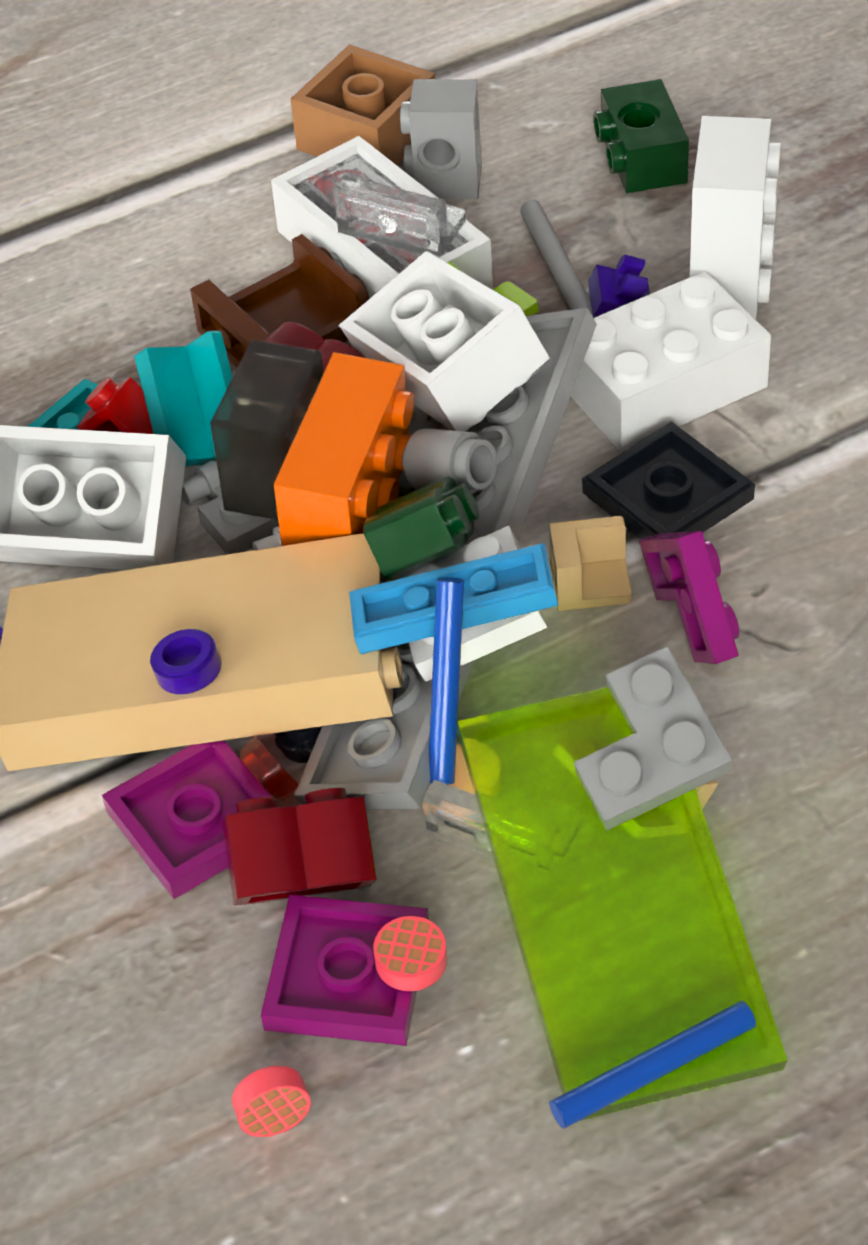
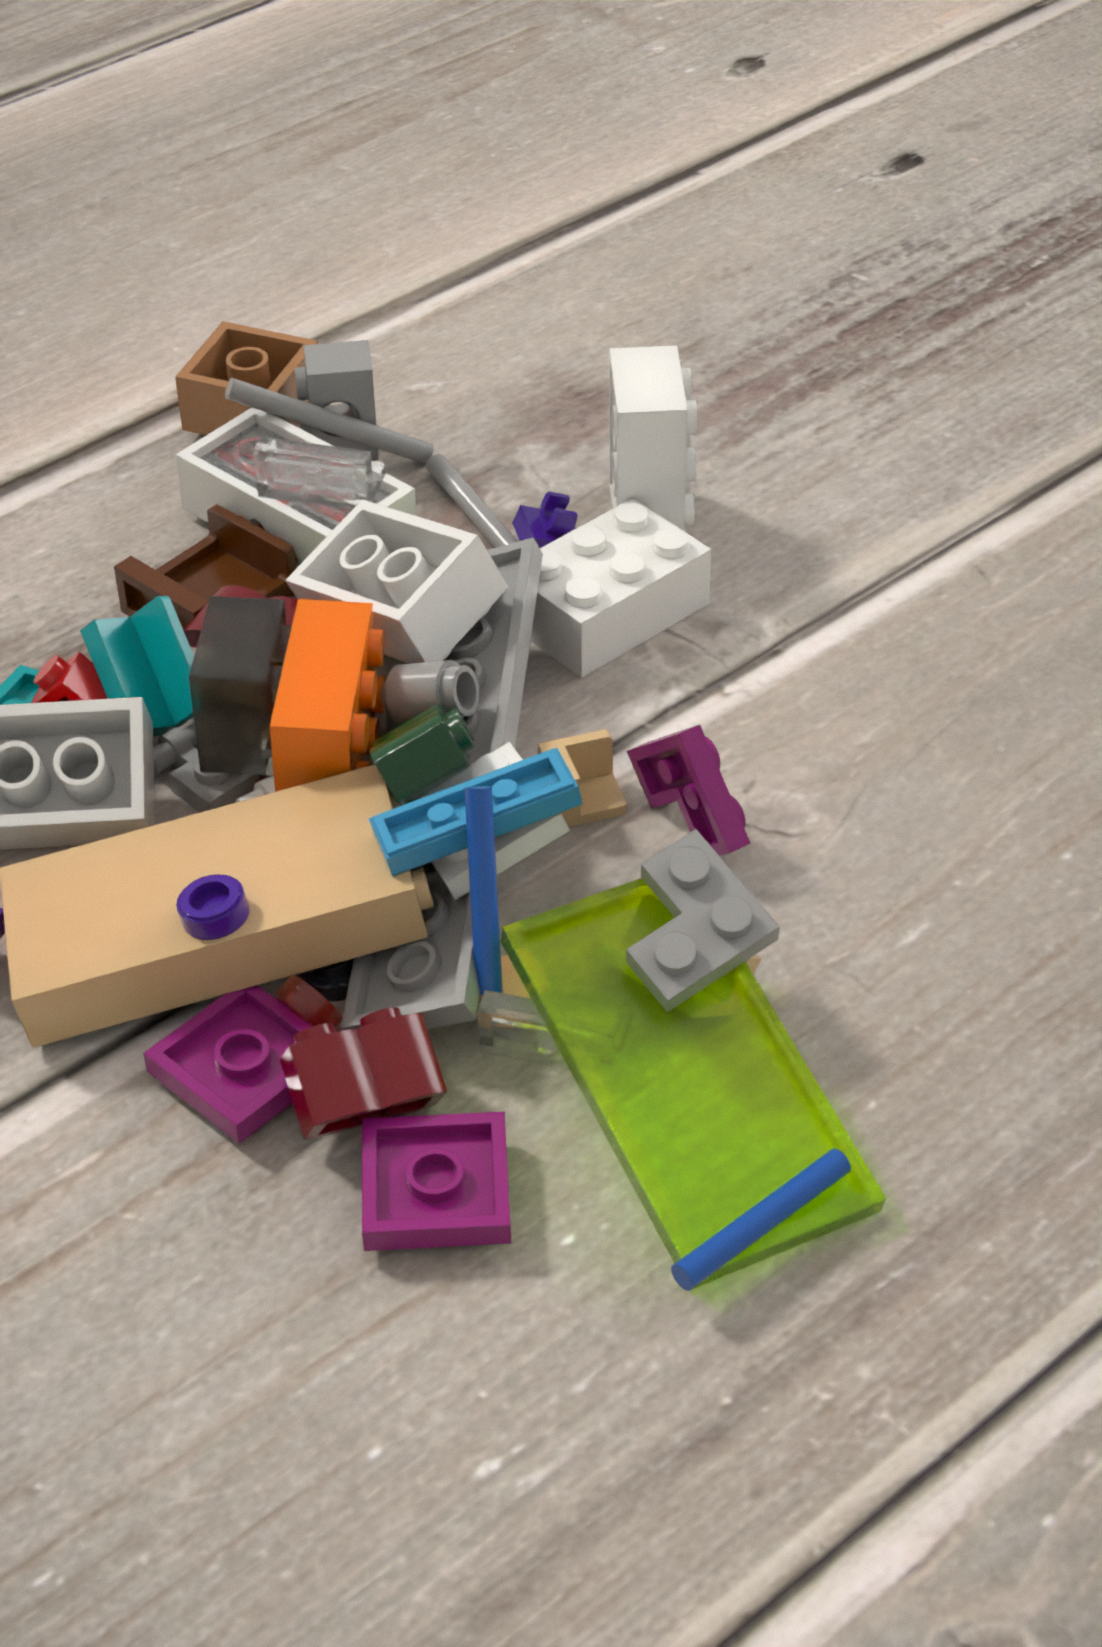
camera: 15 degrees left, 5 degrees down
(270, 1101) = (391, 1311): coral tile -> none
(410, 953) = (500, 1152): coral tile -> none
(428, 157) = (328, 421): none -> light grey bar
(642, 136) = (533, 385): dark green brick -> none
(668, 485) = (638, 699): black plate -> none

